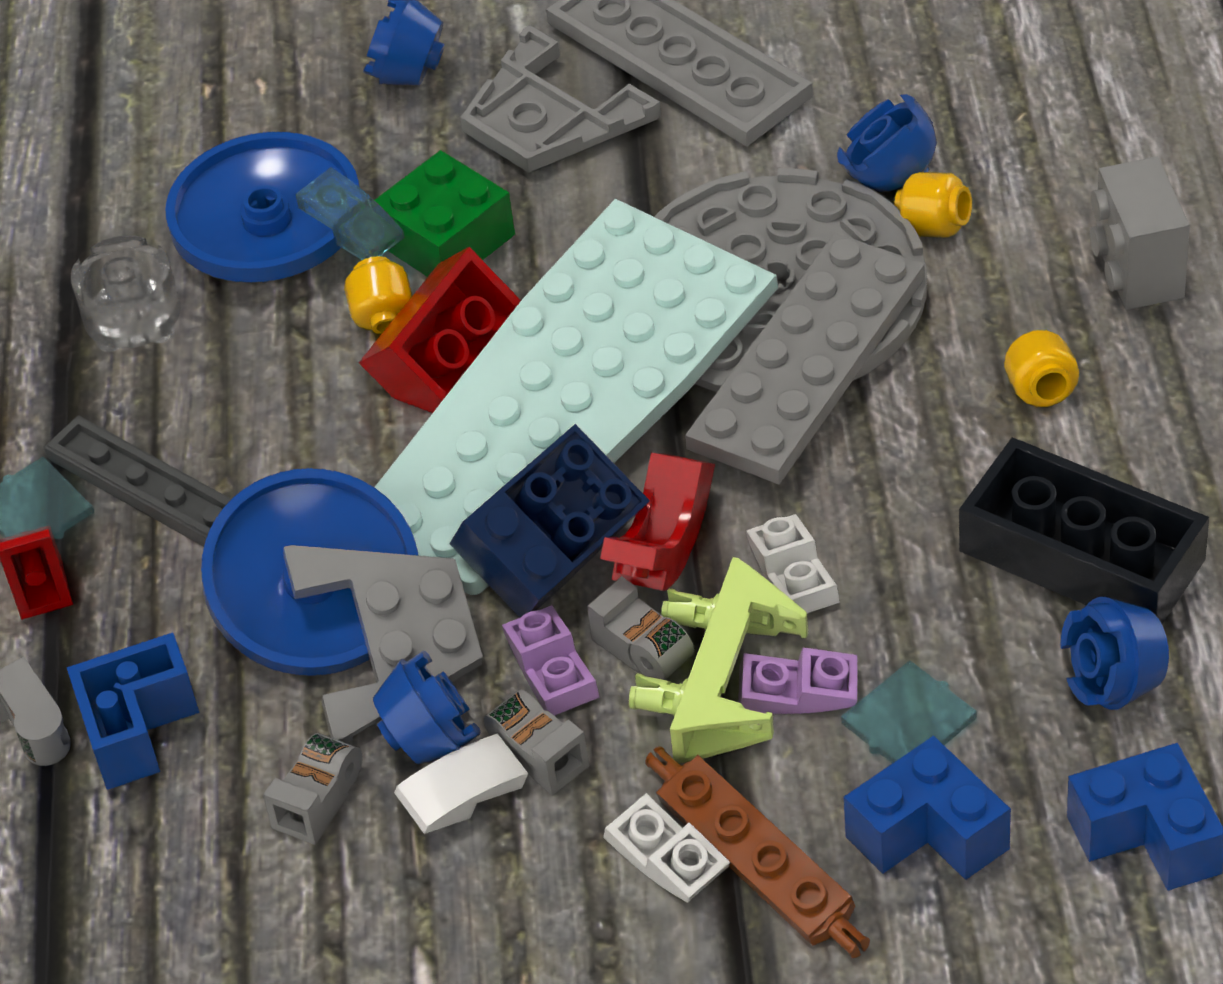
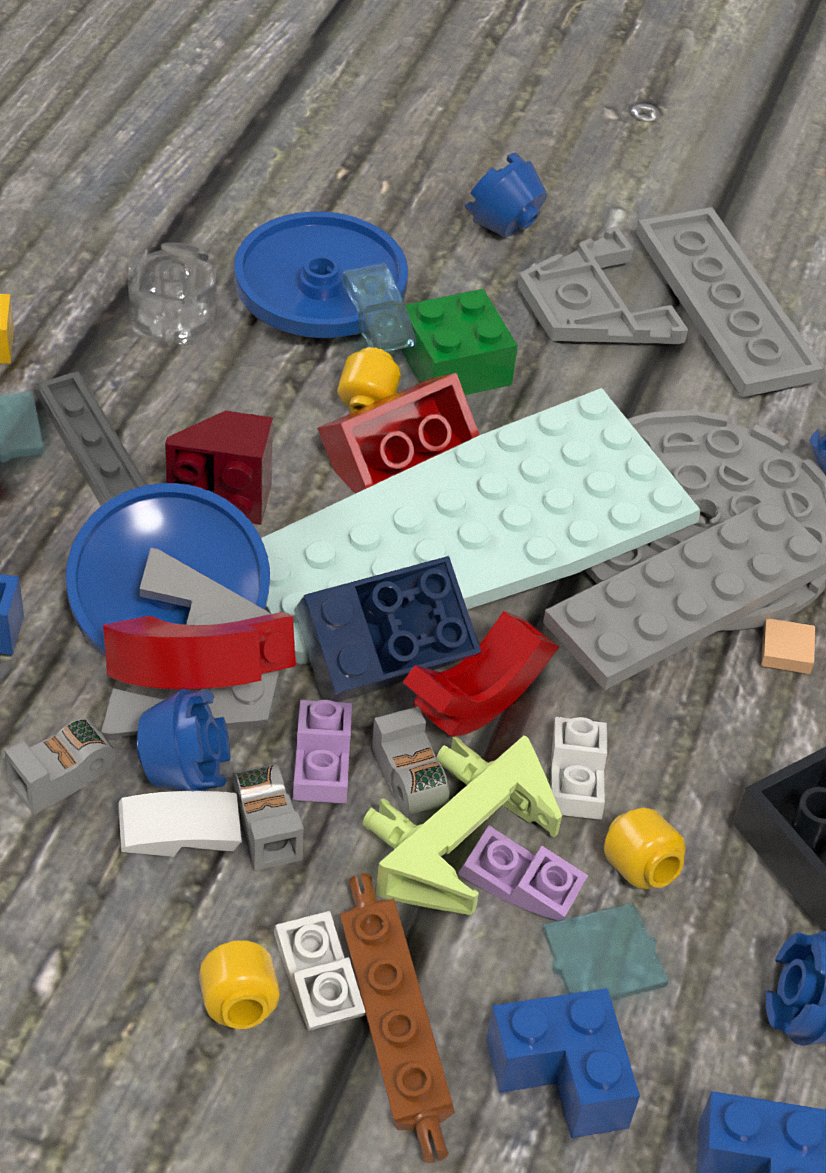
camera: 15 degrees right, 0 degrees up
(295, 429) = (226, 456): none -> dark red slope
(389, 627) = (198, 656): none -> red arch
(605, 891) = (239, 984): none -> yellow head
(895, 607) = (645, 848): none -> yellow head
(921, 367) = (788, 646): none -> light nougat tile

